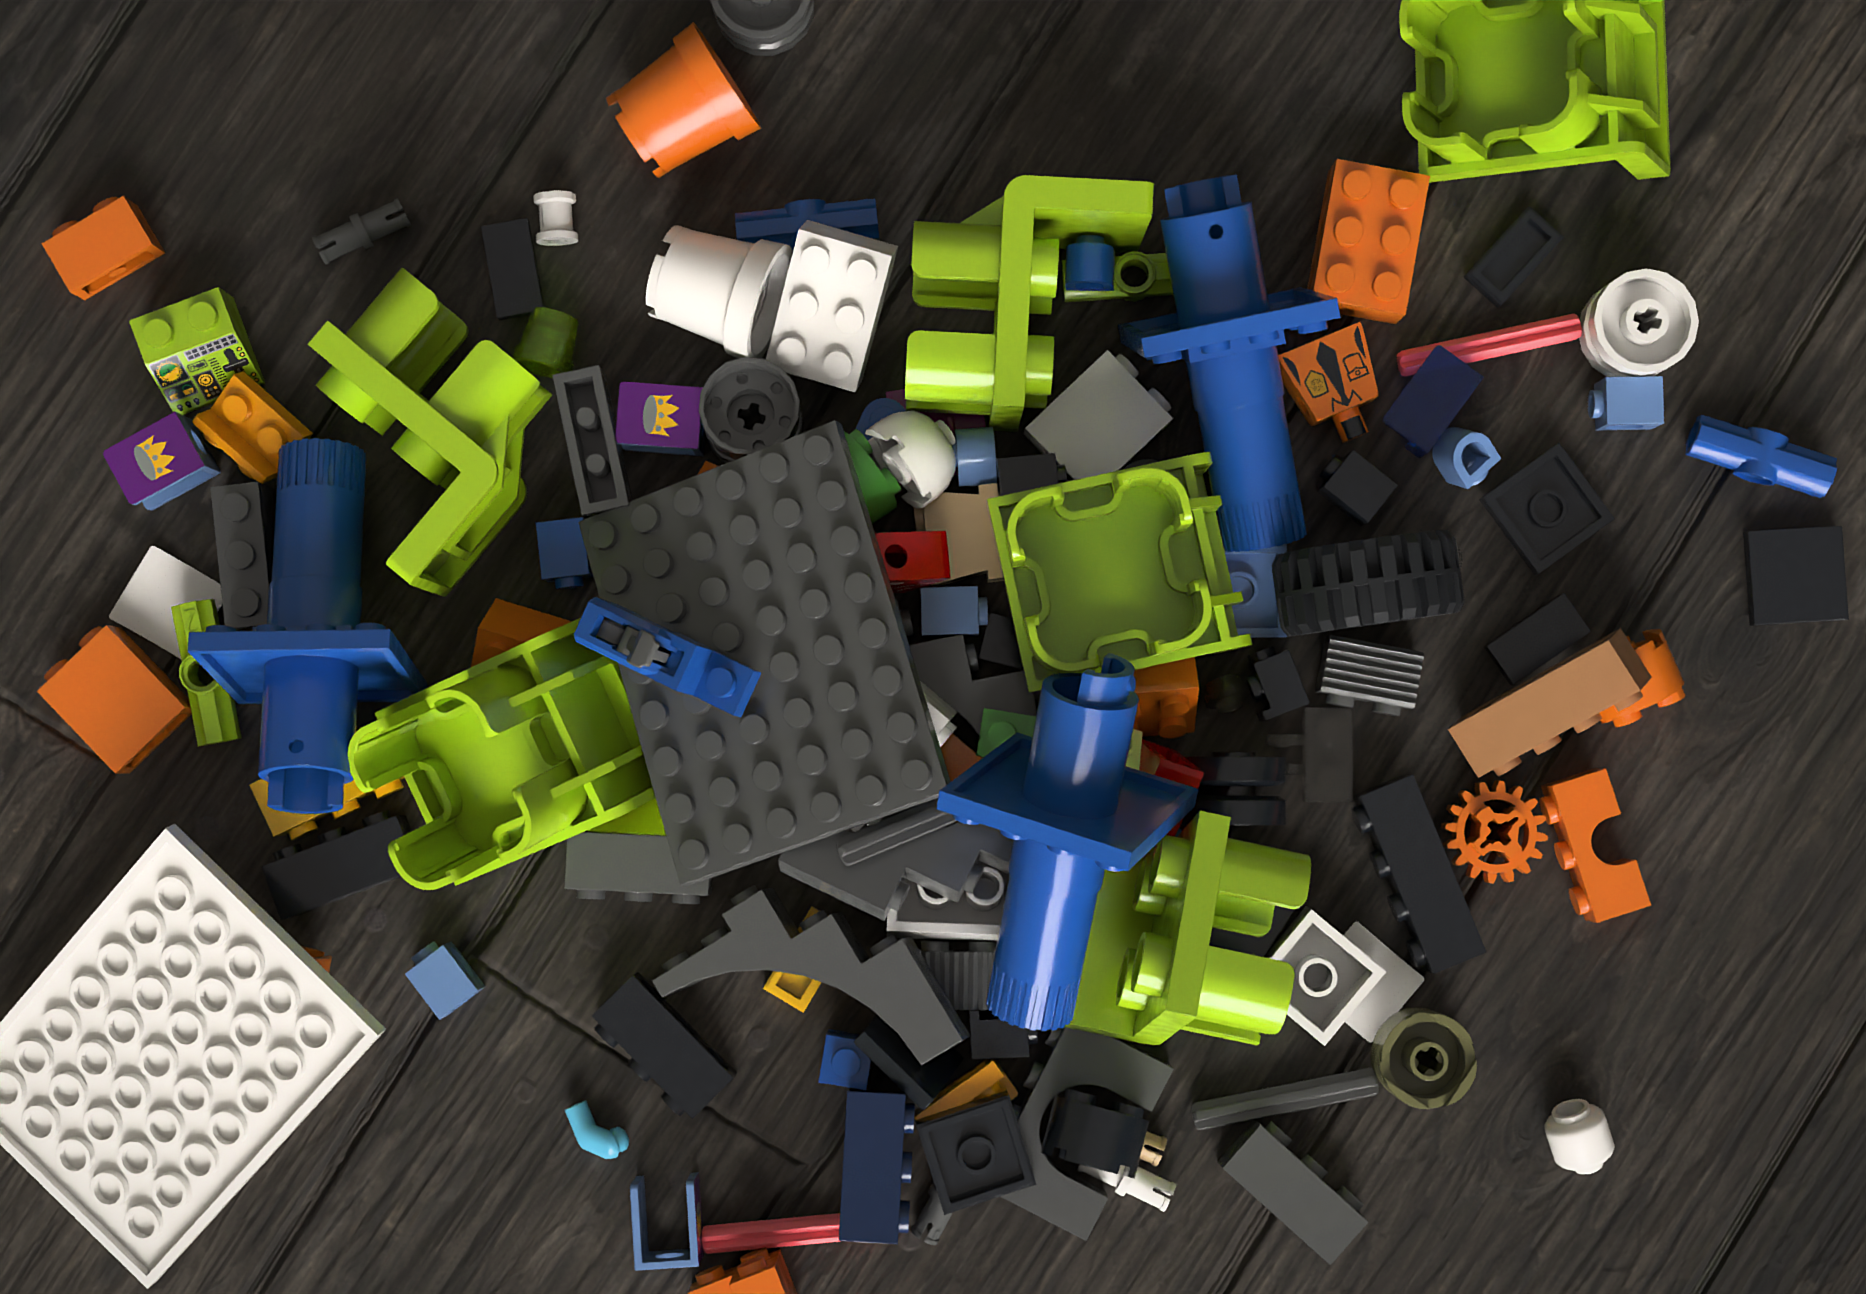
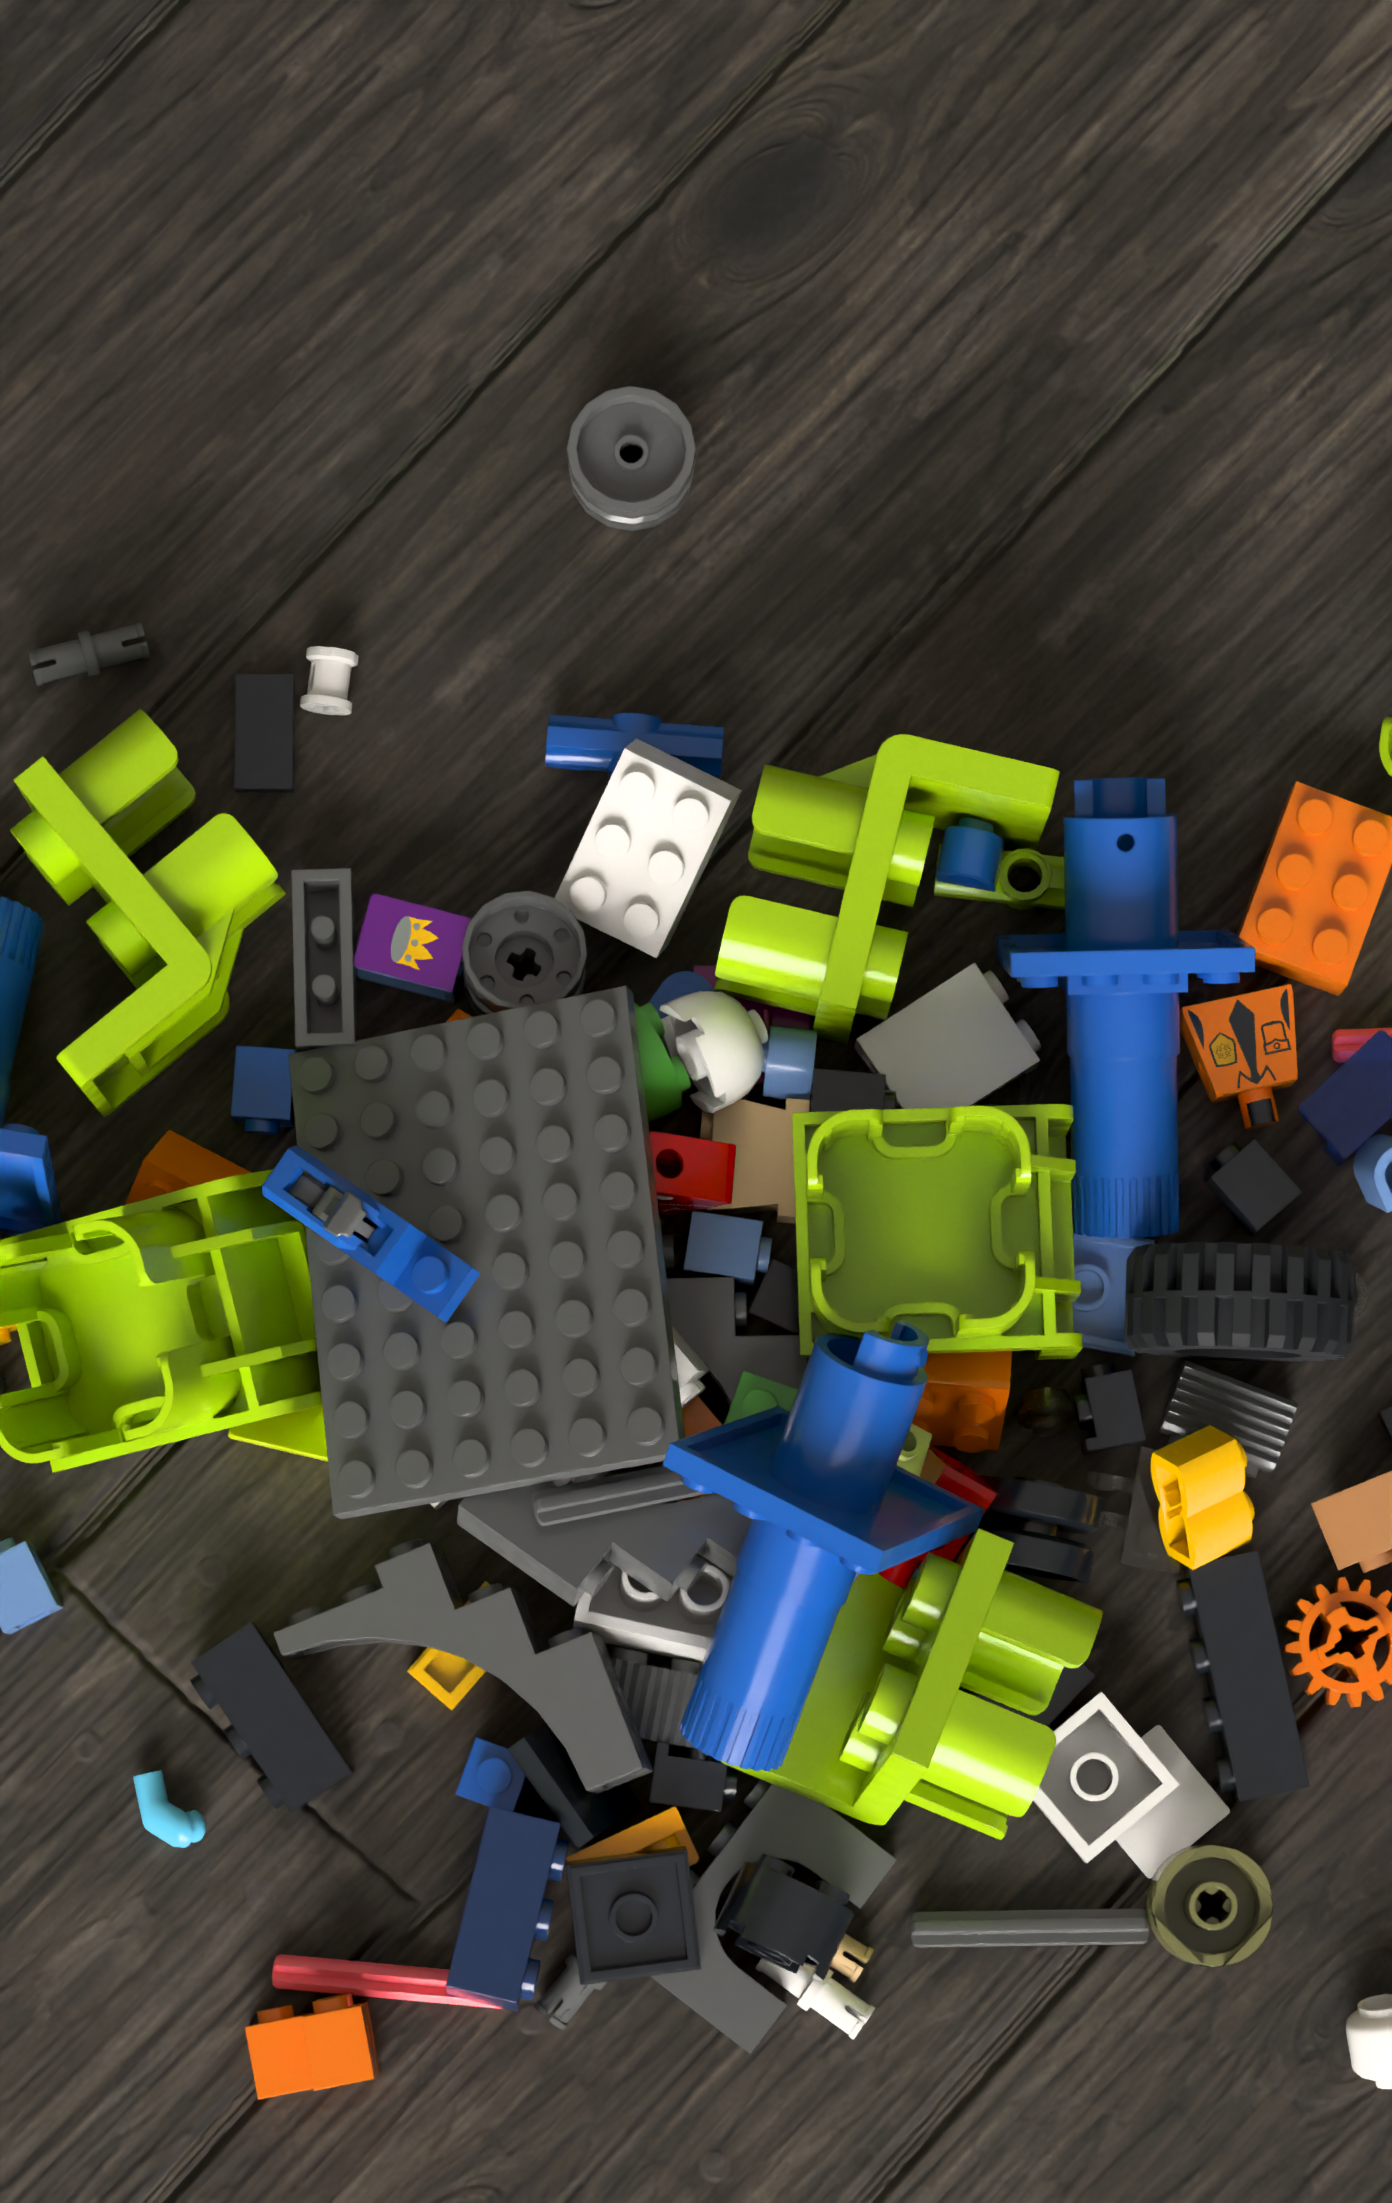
camera: 10 degrees right, 5 degrees down
(547, 343) = (292, 829): clear neon green piece -> none
(628, 865) = (270, 1485): dark grey brick -> none
(666, 1259) = (200, 1939): medium blue piece -> none
(682, 104) = (511, 572): orange piece -> none
(720, 288) = (515, 802): white piece -> none
(1294, 1189) = (1021, 2041): dark grey brick -> none
(1363, 740) = (1202, 1496): none -> yellow brick

